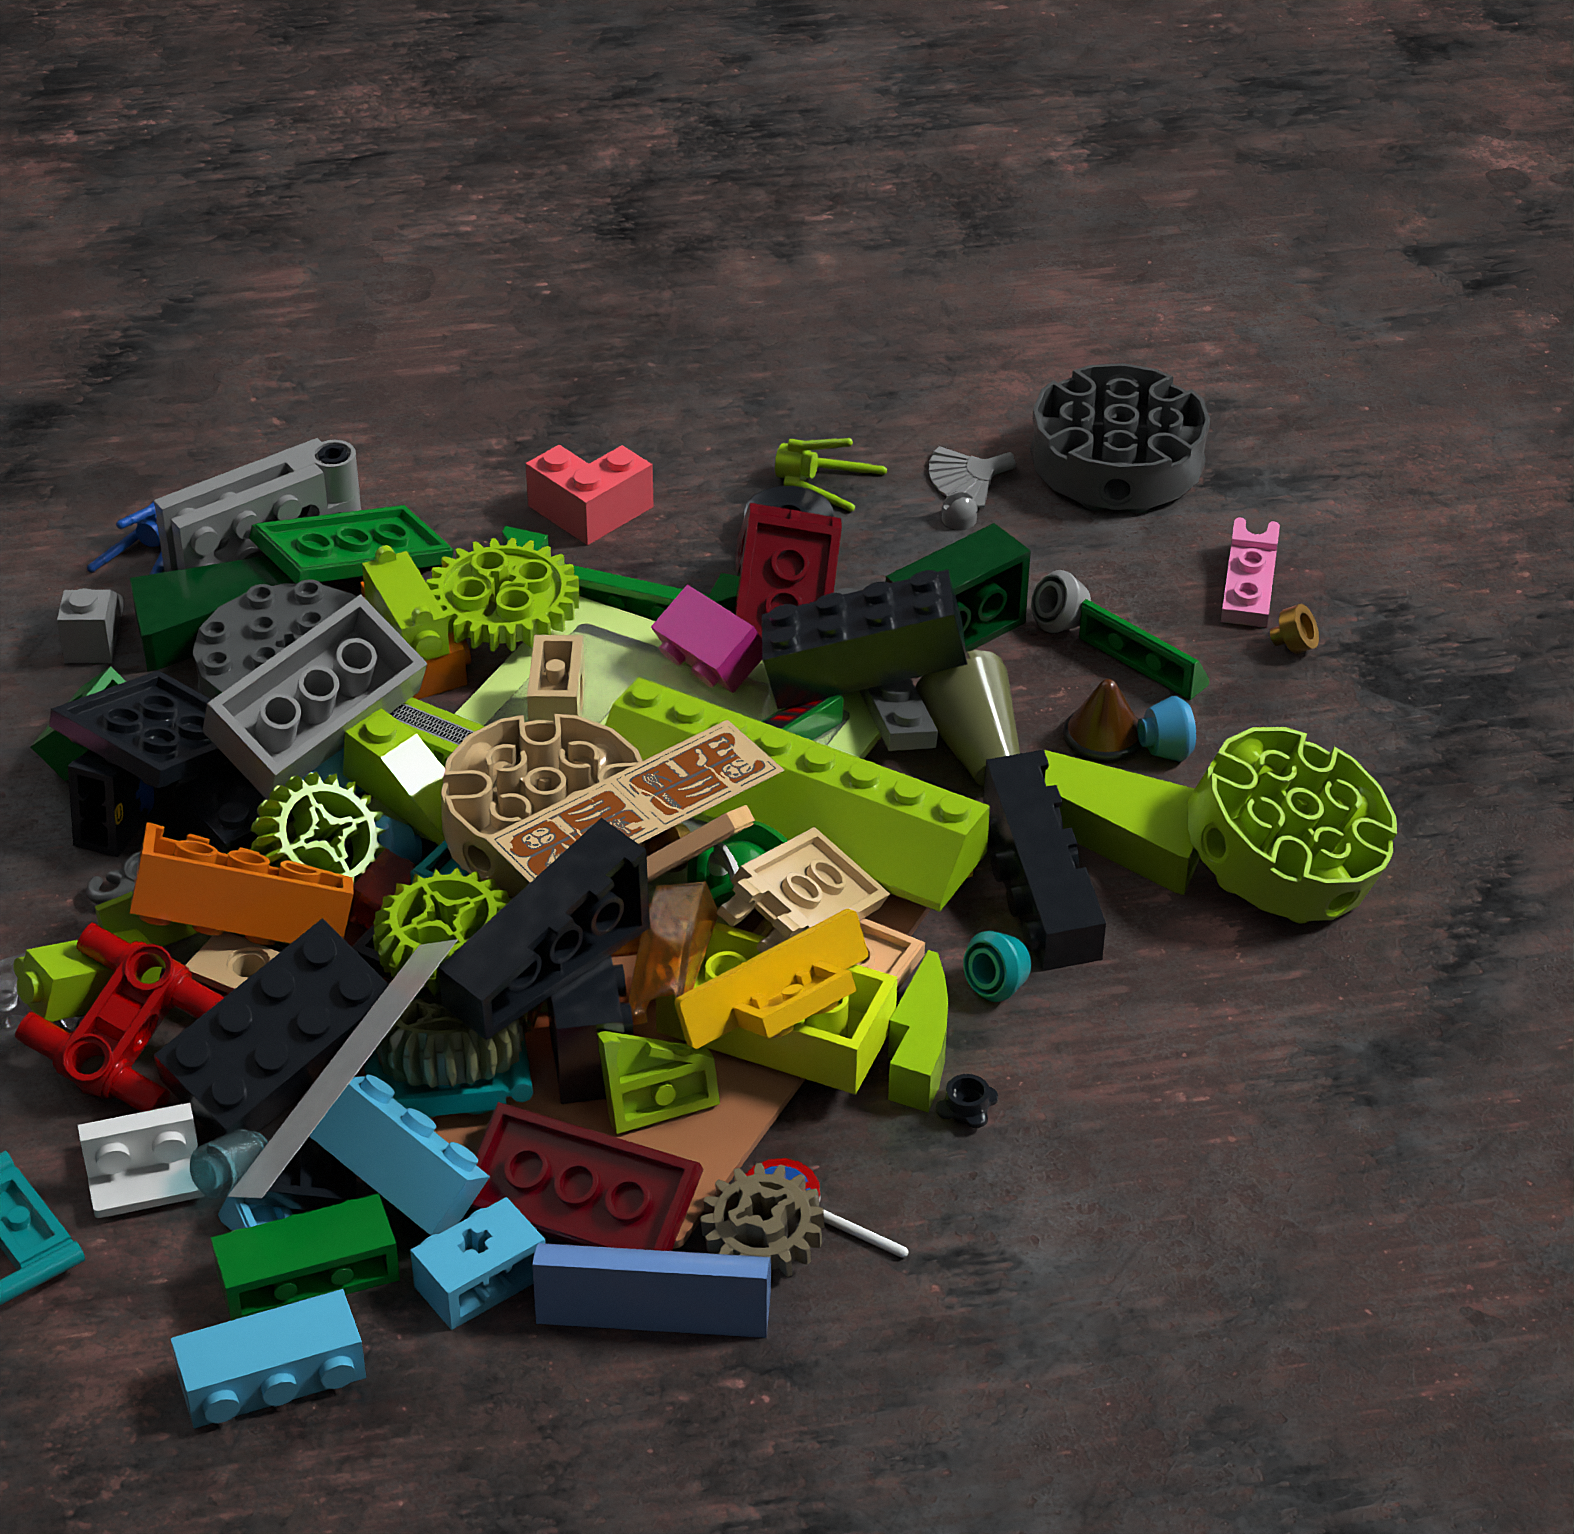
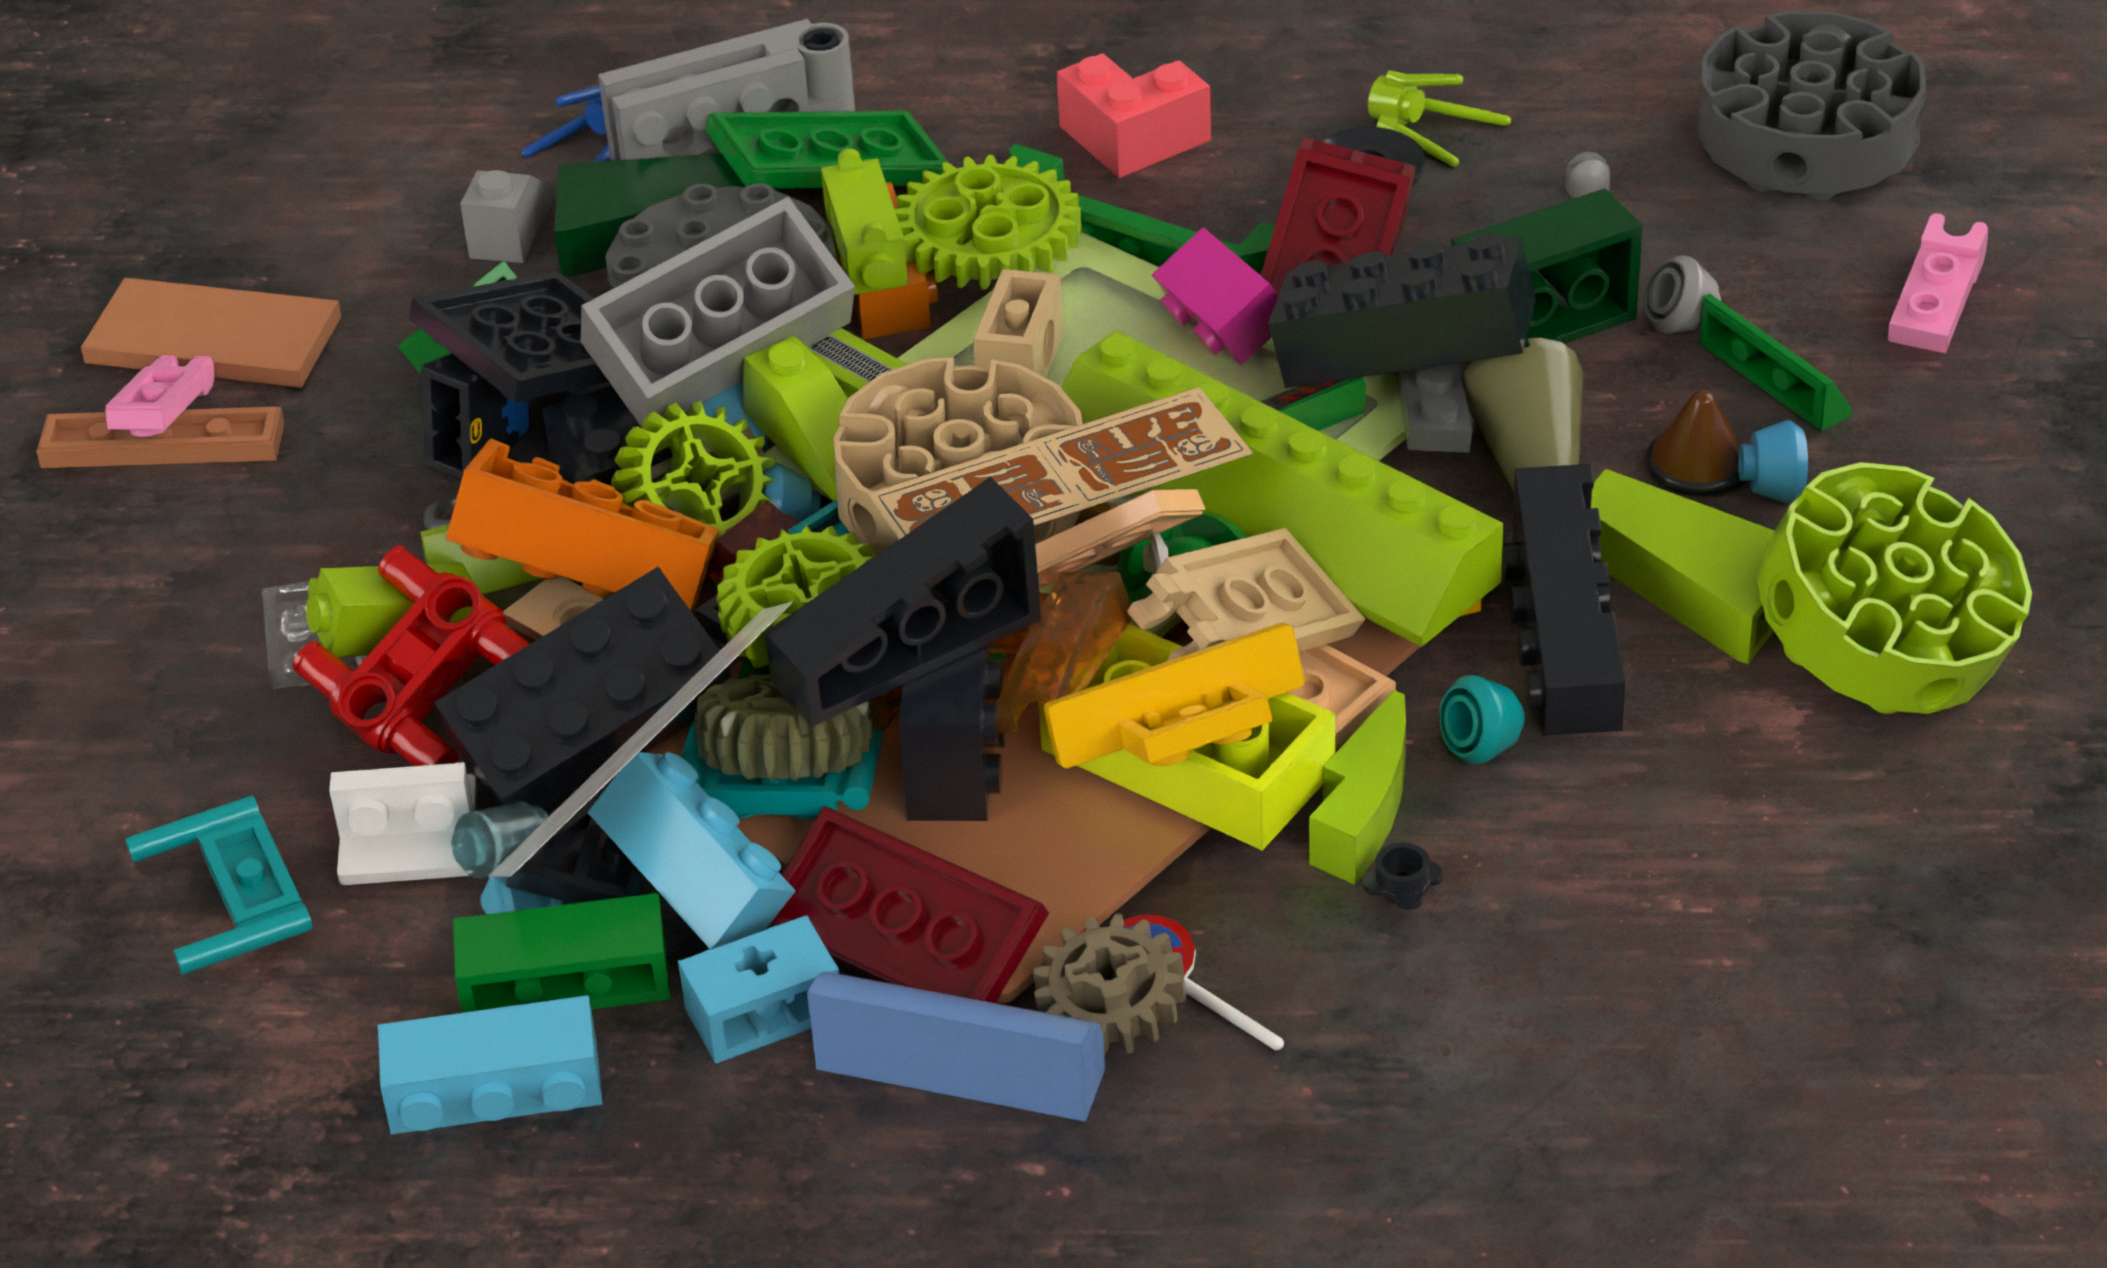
camera: 15 degrees right, 0 degrees up
(654, 1079) = (1016, 801): lime wing -> none
(959, 472) = (1611, 133): light grey hand -> none
(1296, 629) = (1978, 357): pearl gold tile -> none

